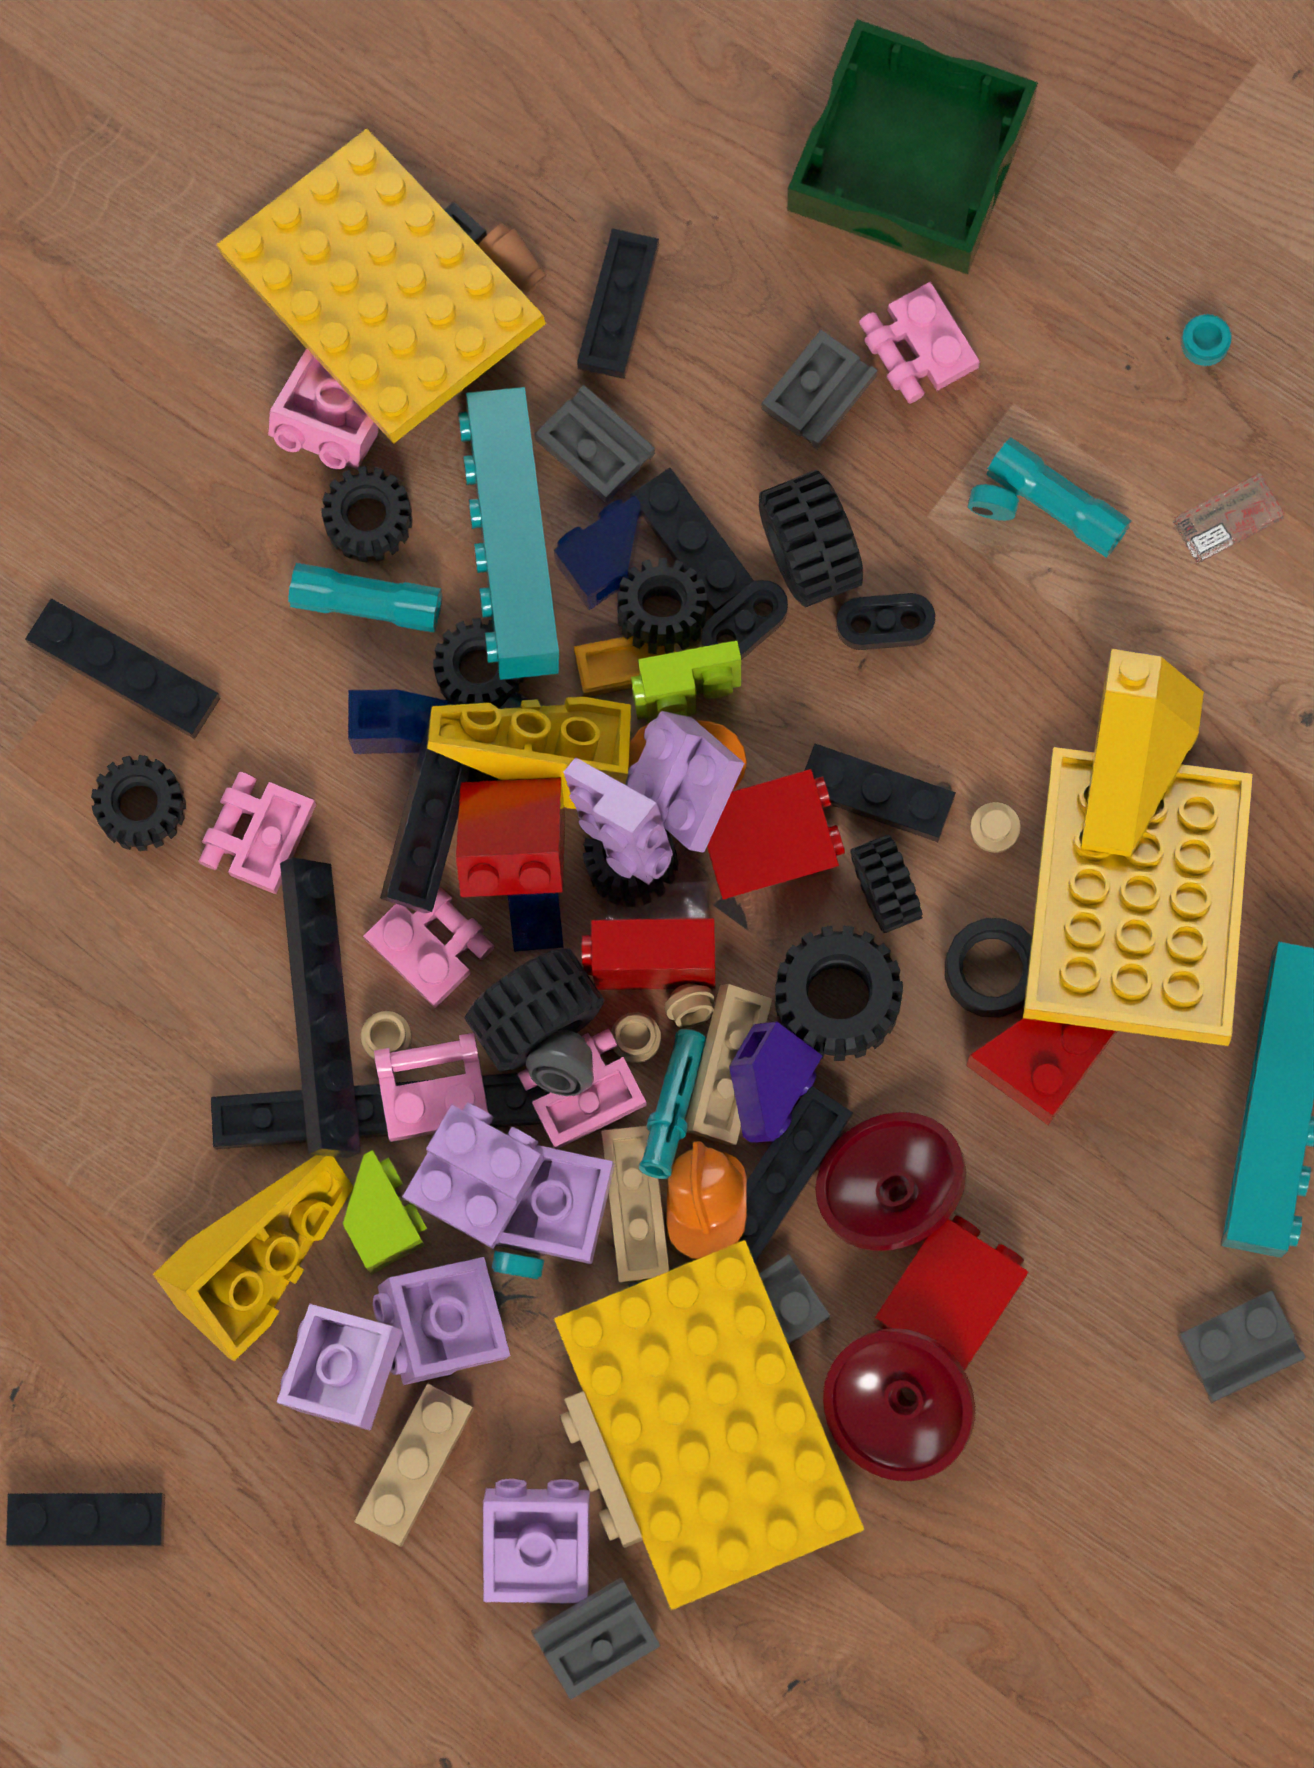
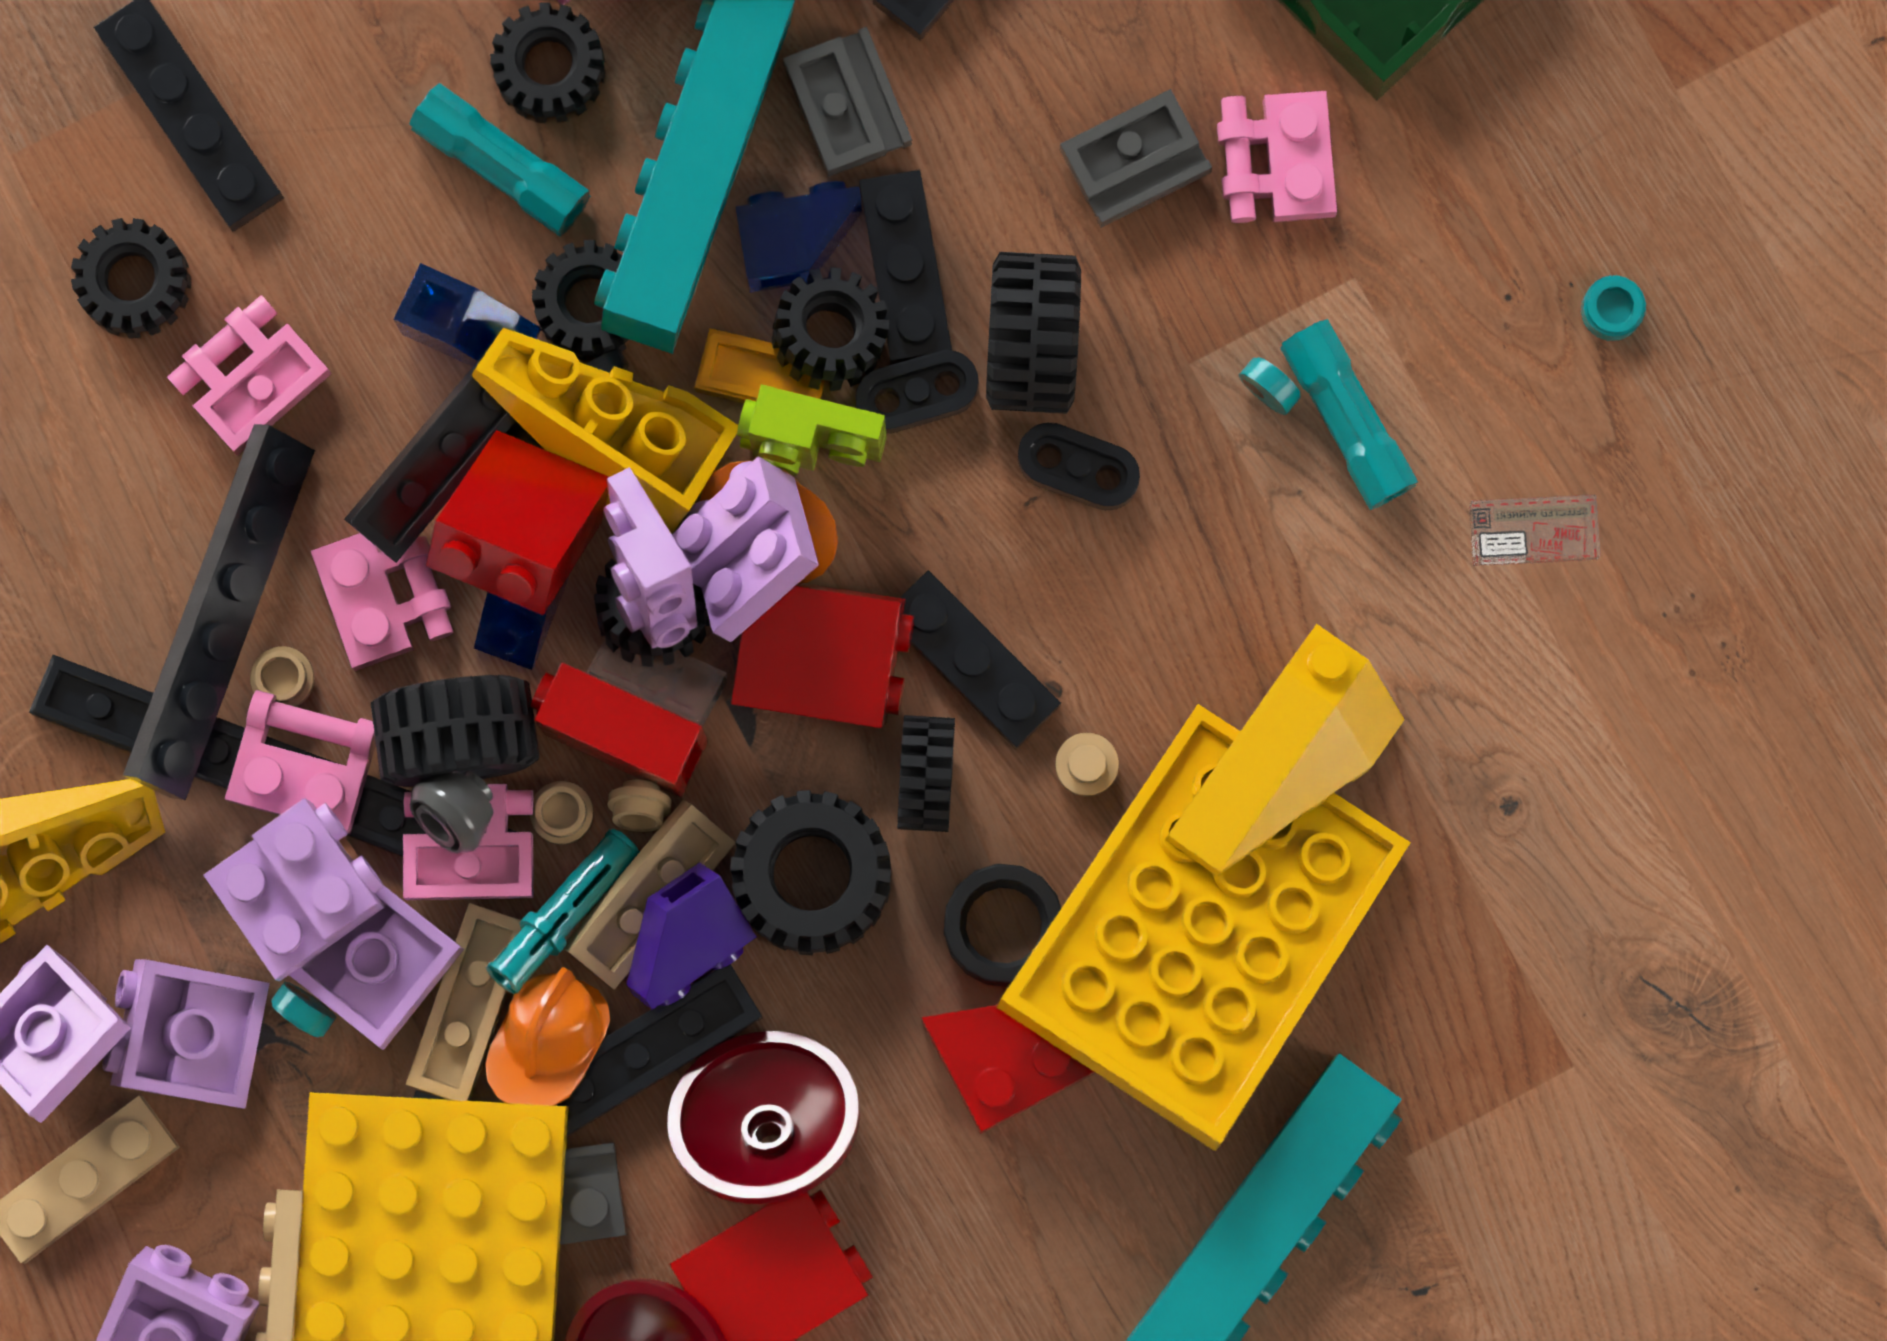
camera: 20 degrees right, 5 degrees up
(377, 1219) = (167, 883): lime slope -> none

